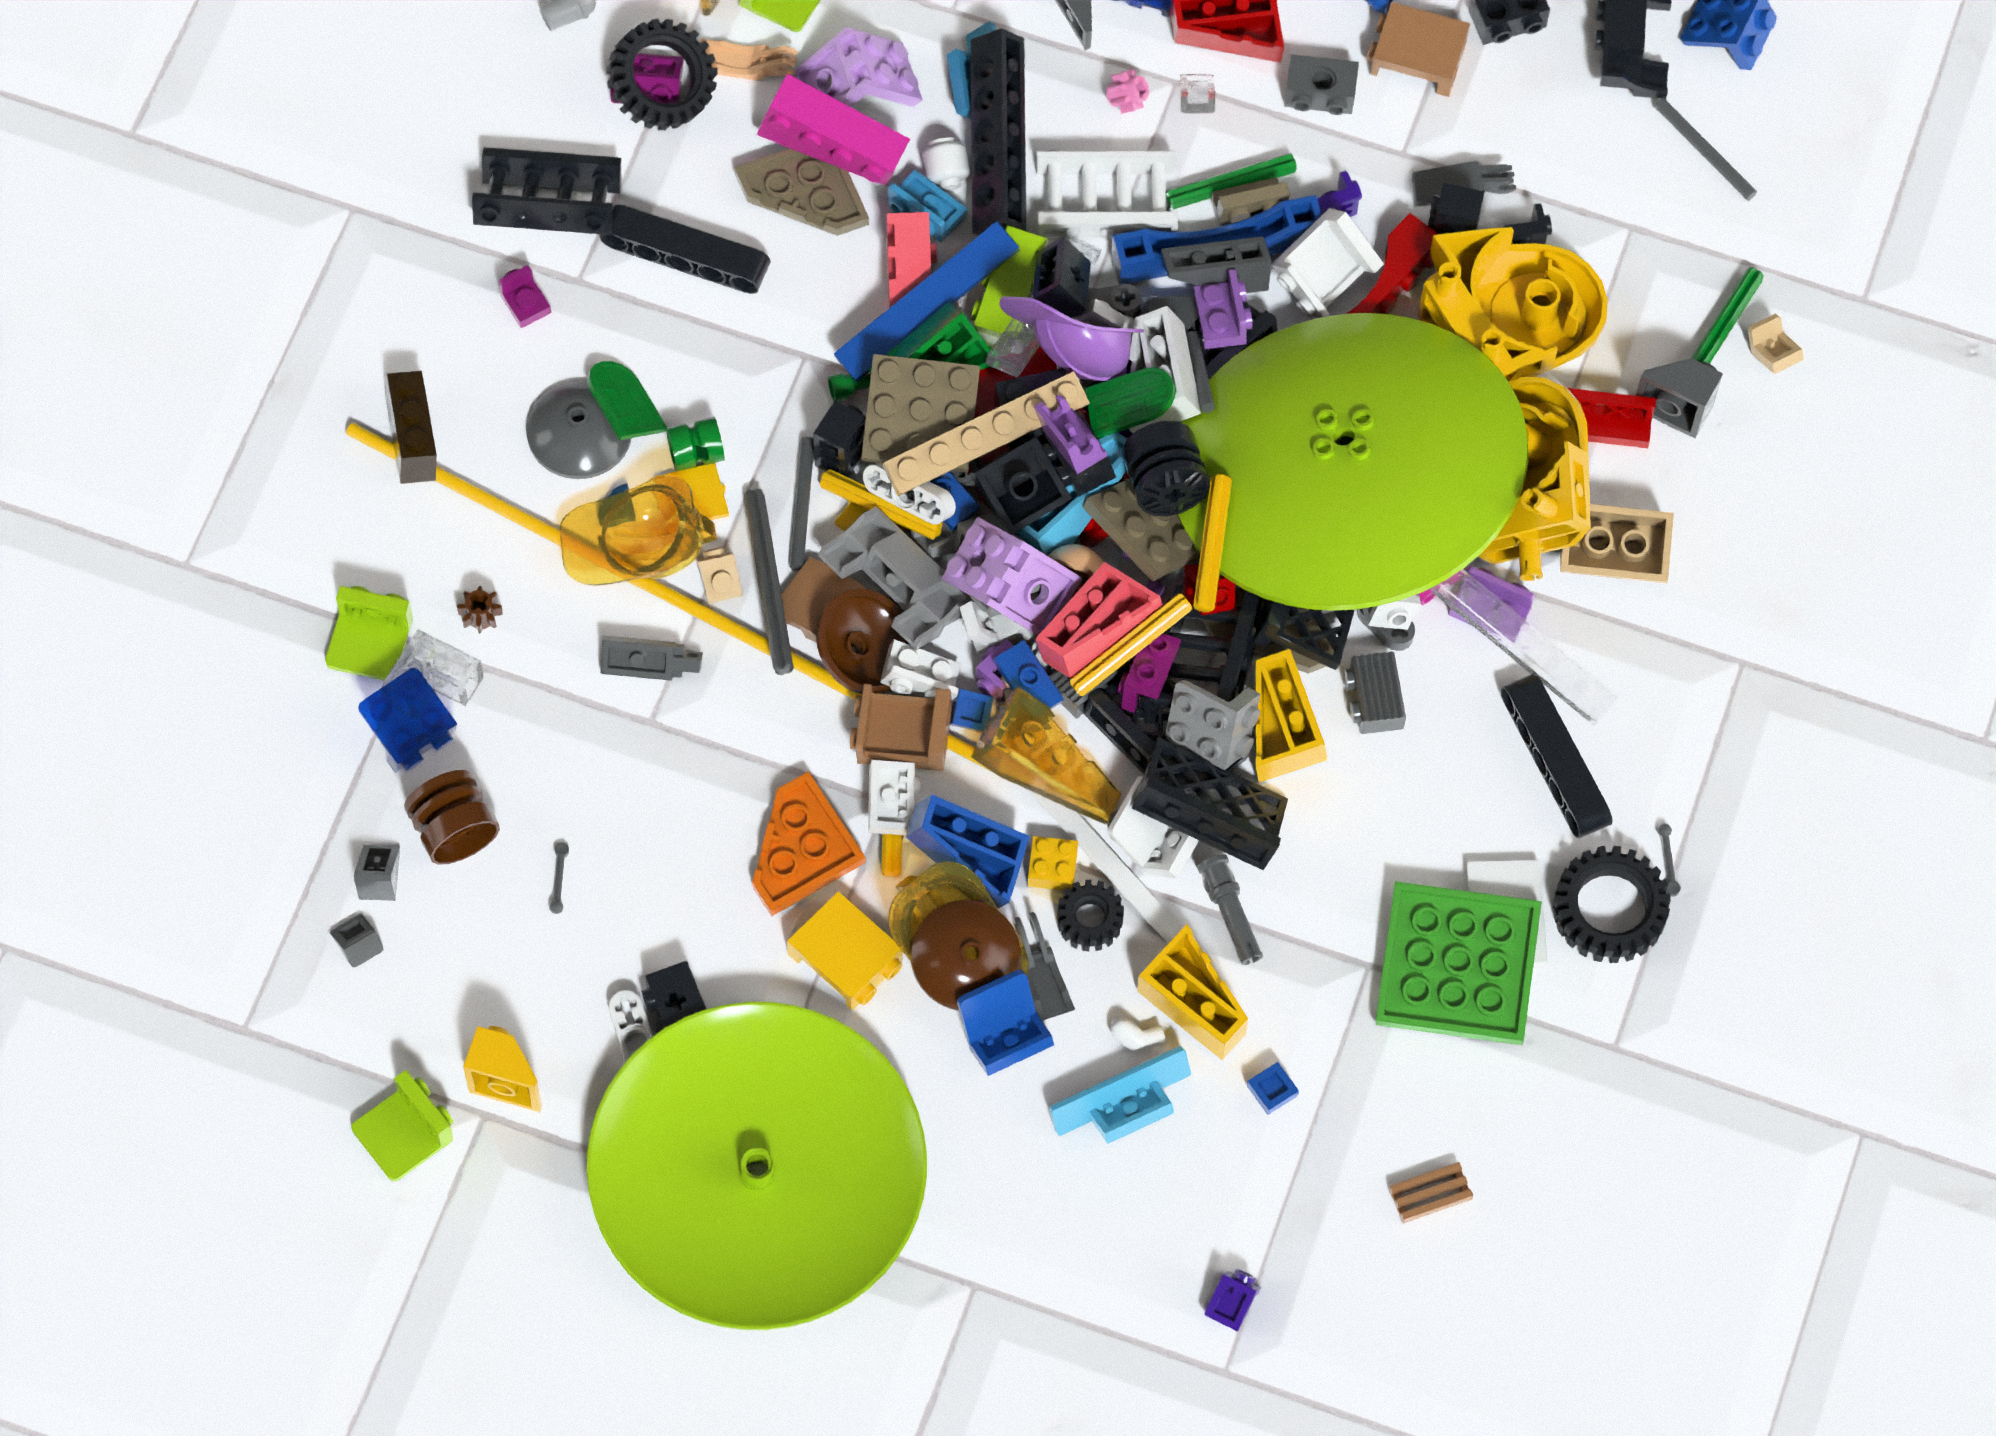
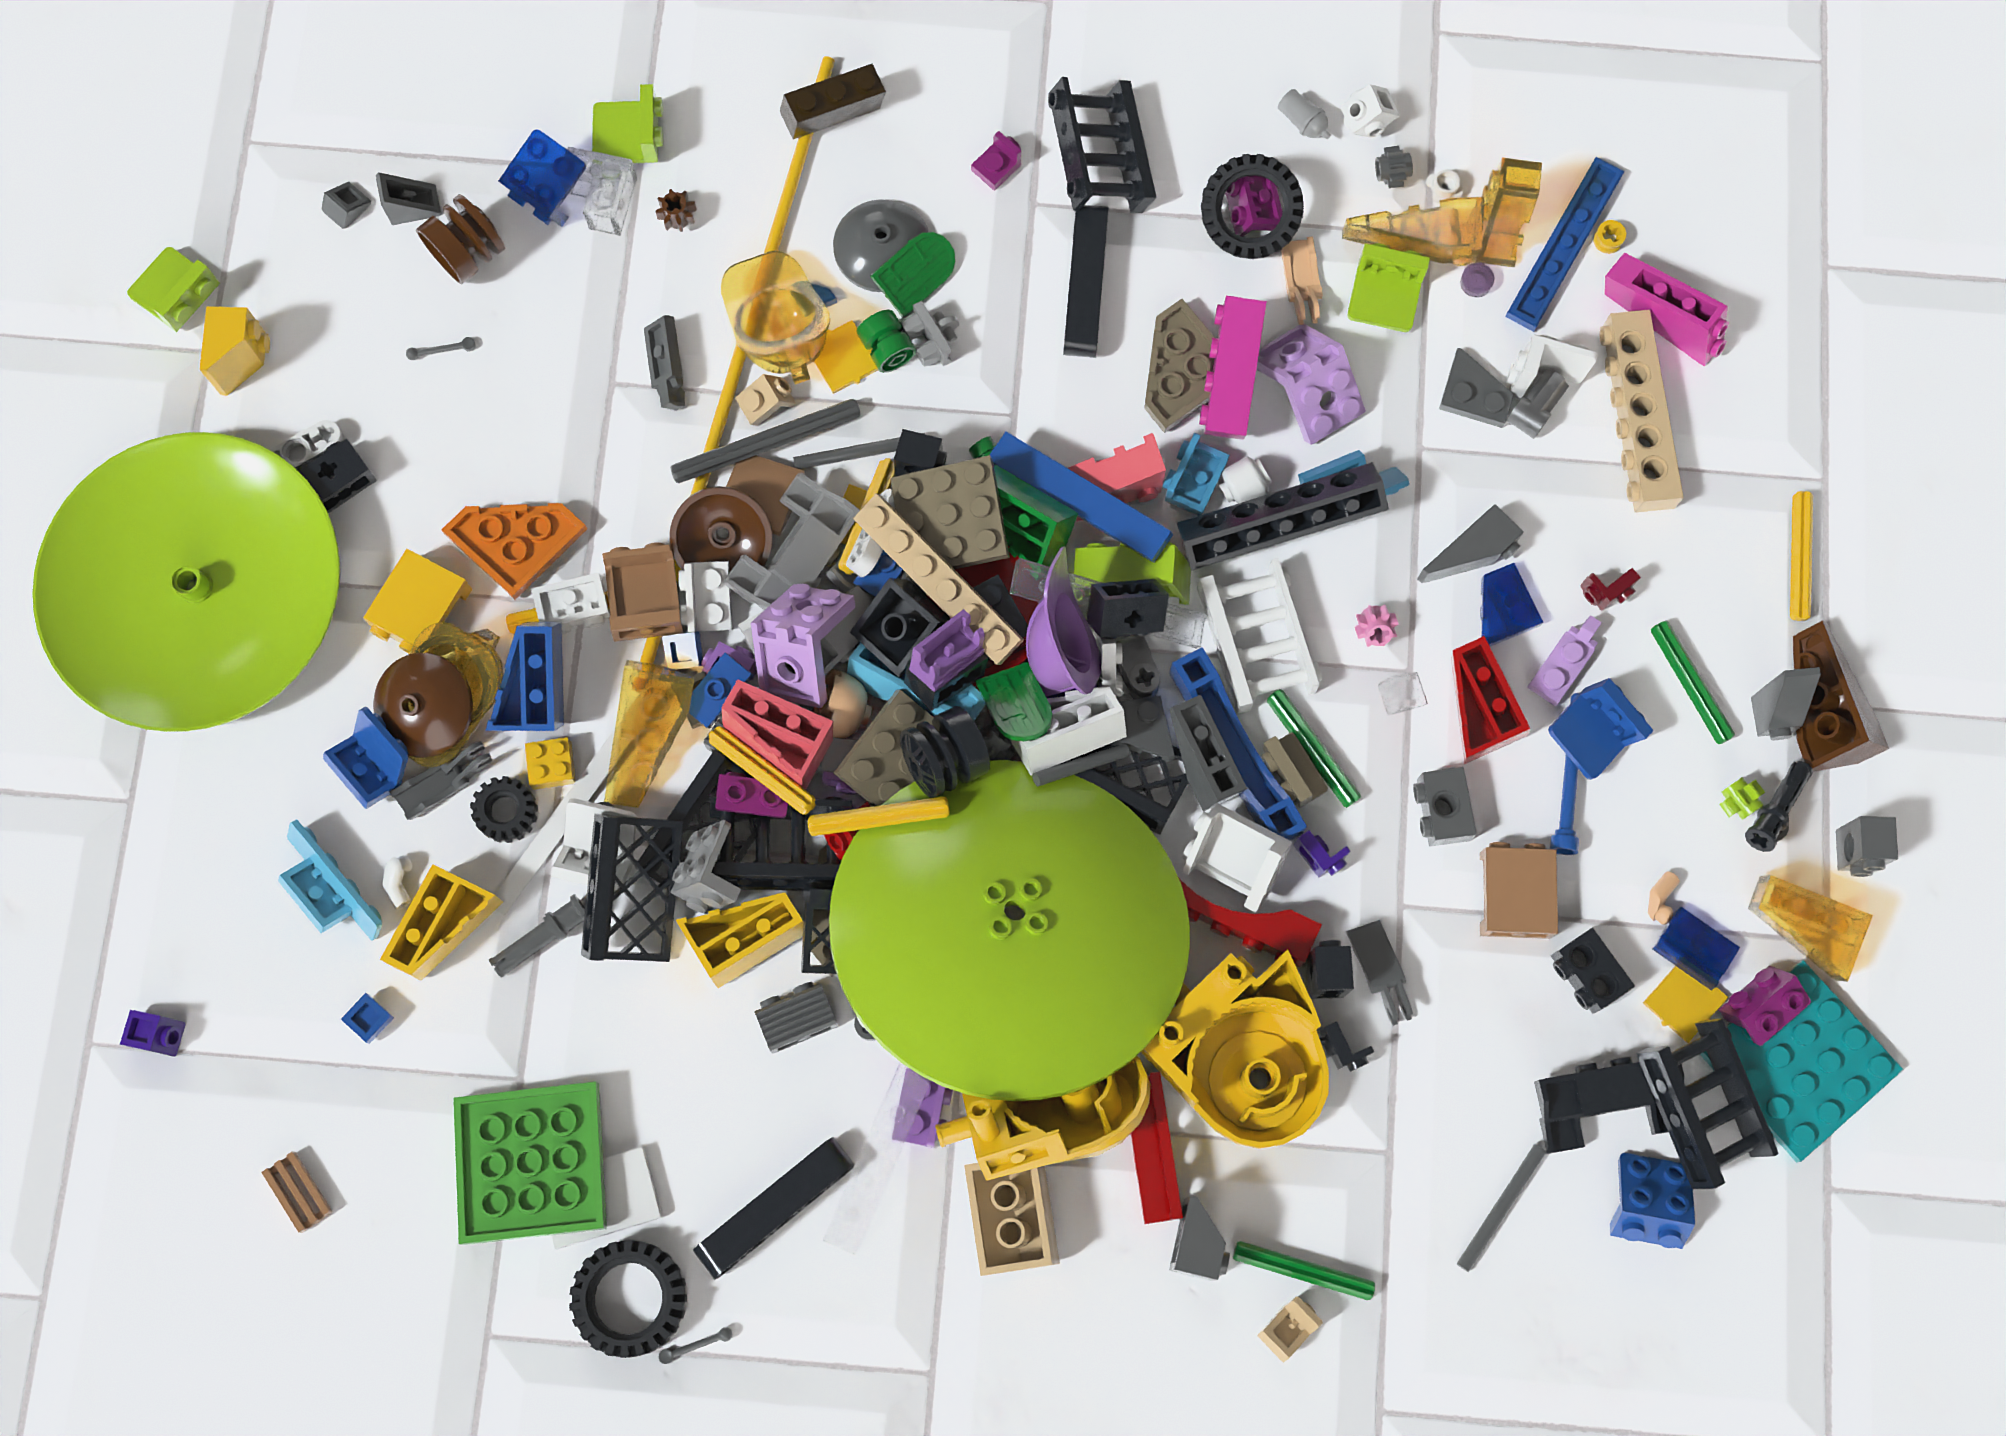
camera: 75 degrees right, 10 degrees up
(699, 399) = (936, 347): none -> light grey hips
(1222, 312) = (1152, 769): medium lavender bracket -> none

